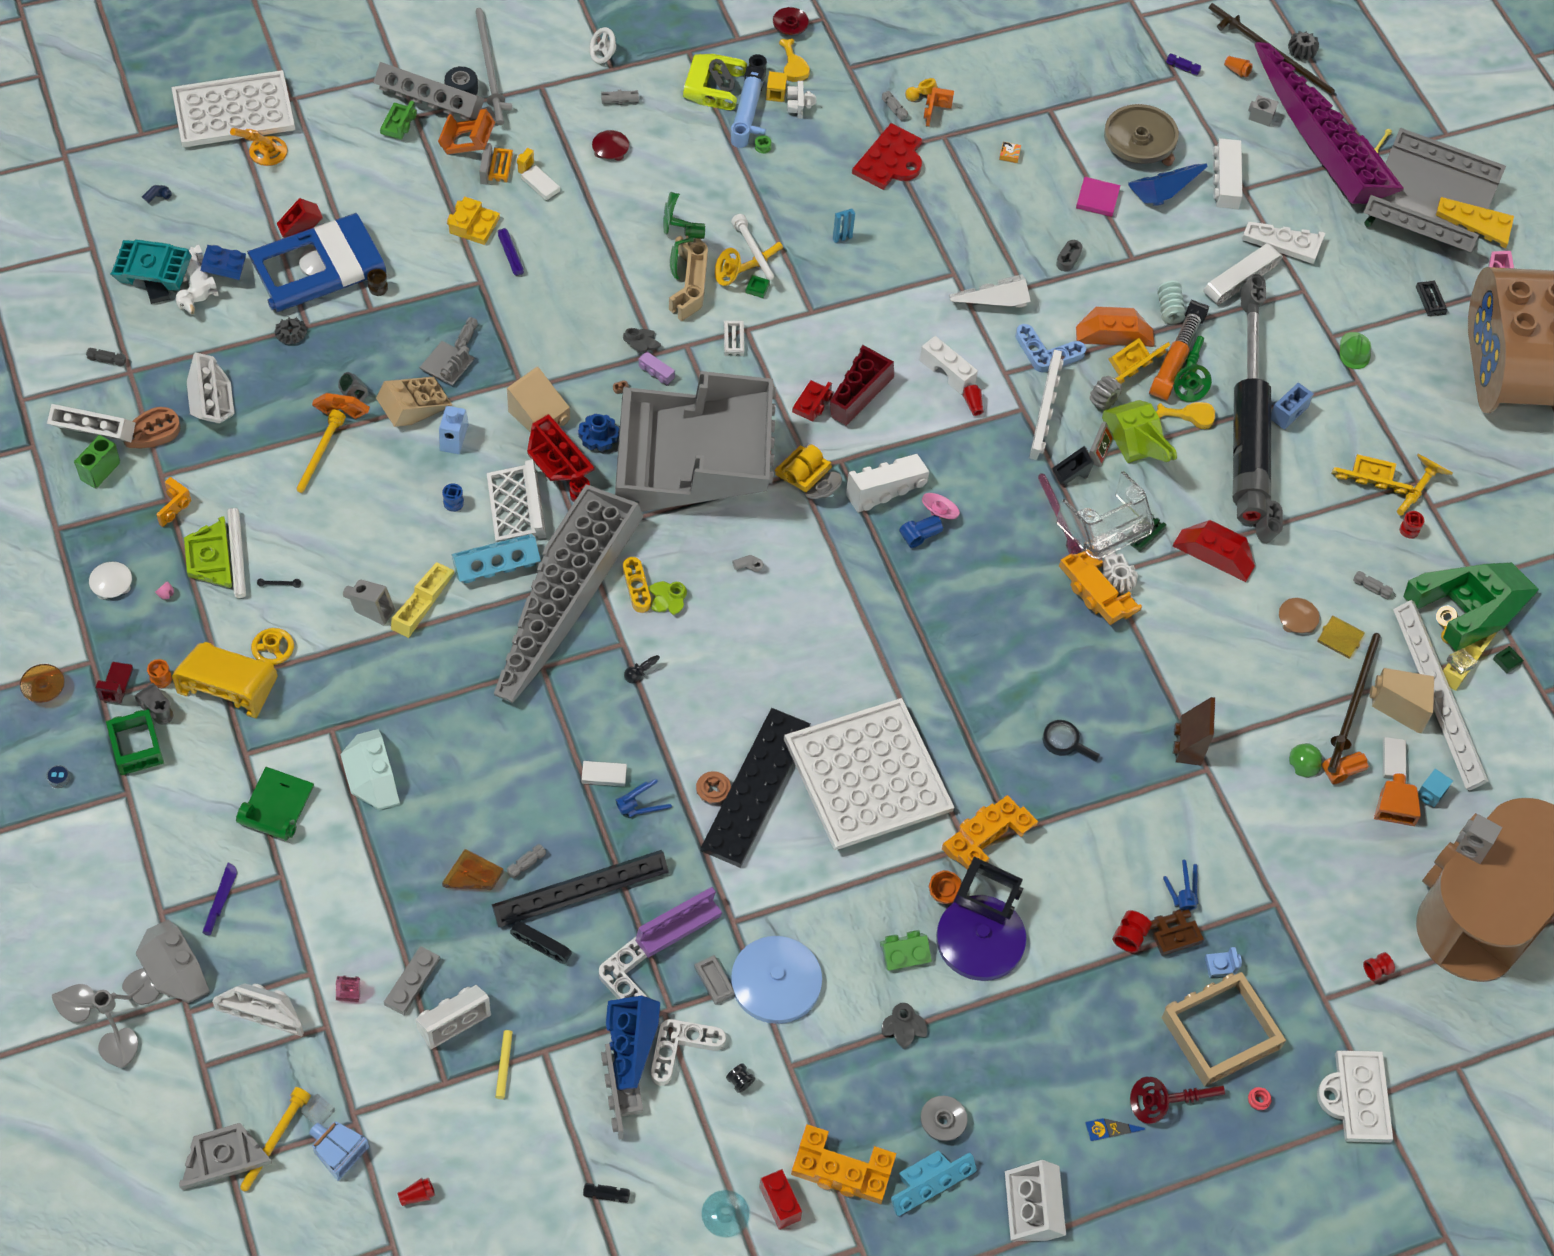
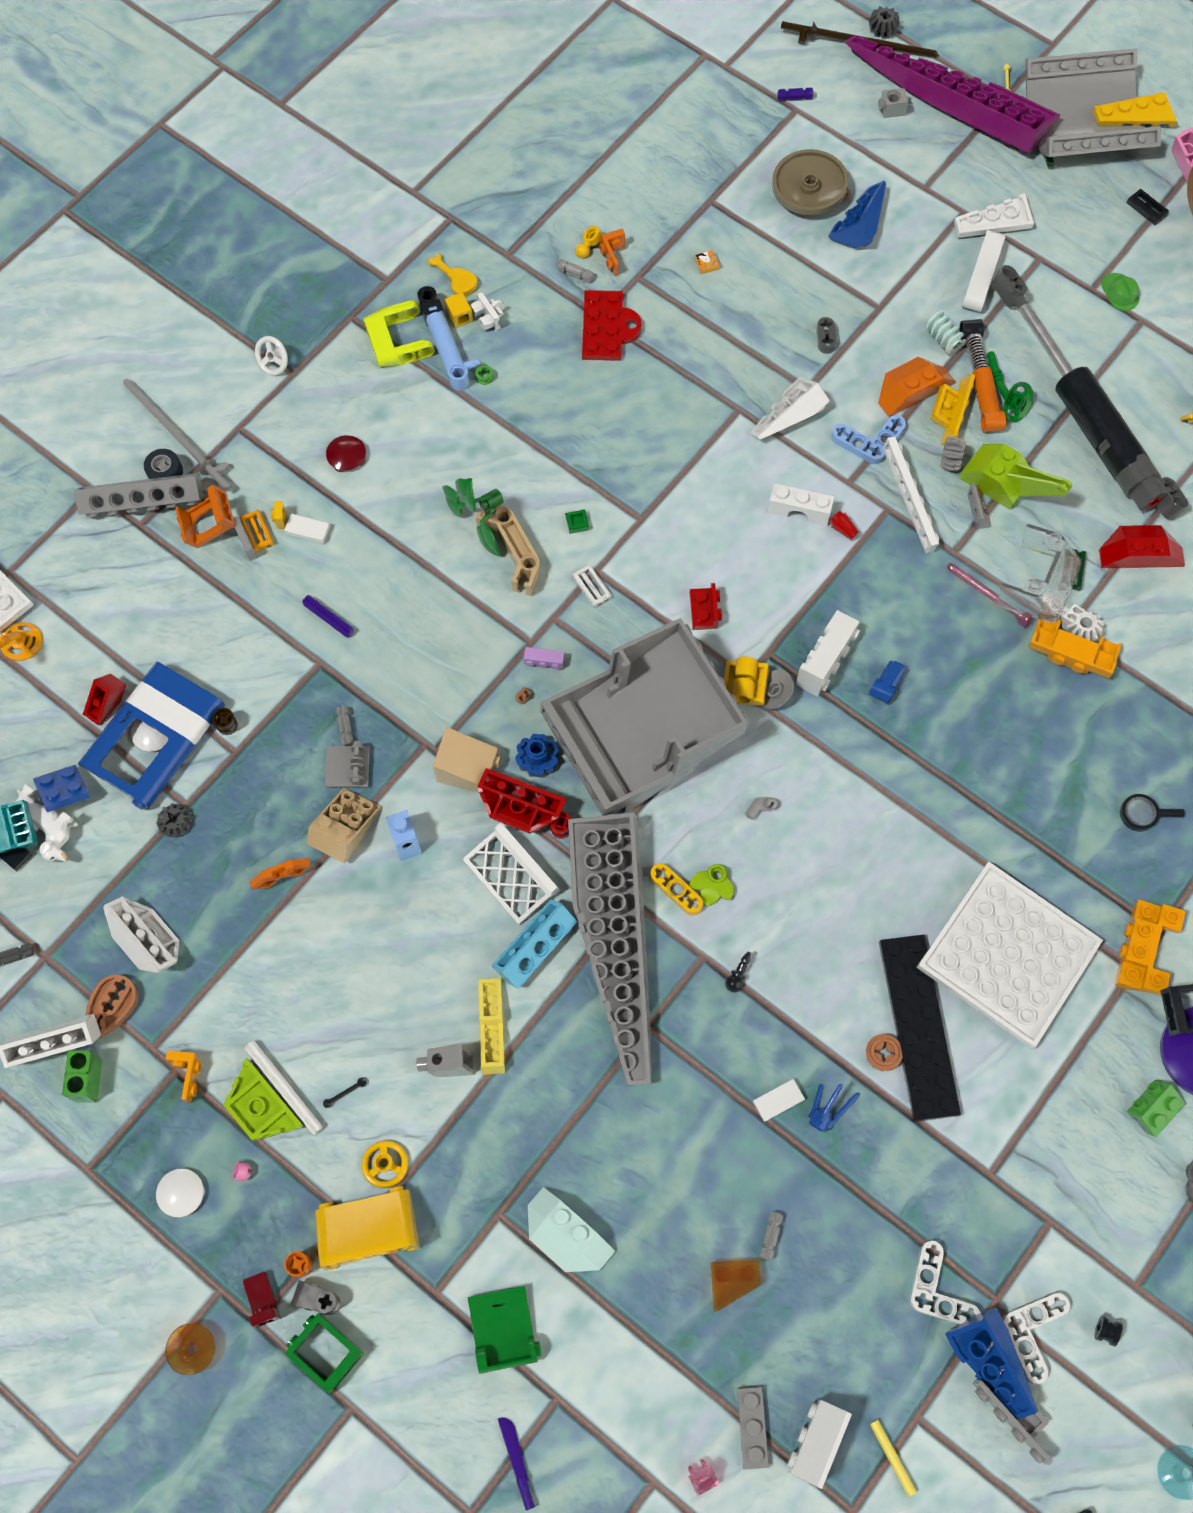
camera: 25 degrees left, 10 degrees up
(58, 776) = (273, 1436): tile -> none
(335, 419) = (282, 889): yellow piece -> none
(352, 386) = (277, 846): flat silver rock -> none
(398, 120) = (128, 539): bright green bracket -> none
(453, 497) = (451, 908): blue wheel -> none
(472, 220) = (271, 604): yellow plate -> none
(541, 942) = (842, 1312): black beam -> none
(579, 888) = (839, 1234): black plate -> none
(620, 96) = (321, 399): light grey pin -> none
(641, 339) = (510, 637): dark grey plate -> none
(678, 922) = (952, 1213): medium lavender fence -> none
(714, 979) = (1015, 1245): light grey tile -> none
(725, 73) = (399, 330): dark grey beam -> none
(733, 266) = (546, 516): yellow dish -> none
(740, 224) = (520, 467): white piece -> none
(776, 979) = (1068, 1209): light blue dish -> none
(790, 21) = (424, 231): dark red dish -> none
(847, 225) = (617, 417): dark azure tile -> none
(861, 384) = (739, 561): dark red wedge -> none
(940, 506) = (889, 648): bright pink dish -> none
(944, 886) = (1149, 1024): orange hair -> none
(1076, 464) = (975, 541): black slope -> none
(1098, 196) = (811, 263): dark pink tile -> none
(1198, 413) = (1036, 427): yellow piece -> none
(1228, 173) = (906, 180): white brick -> none
(1240, 66) = (843, 70): orange cone -> none
(1291, 405) = (1113, 374): medium blue brick -> none

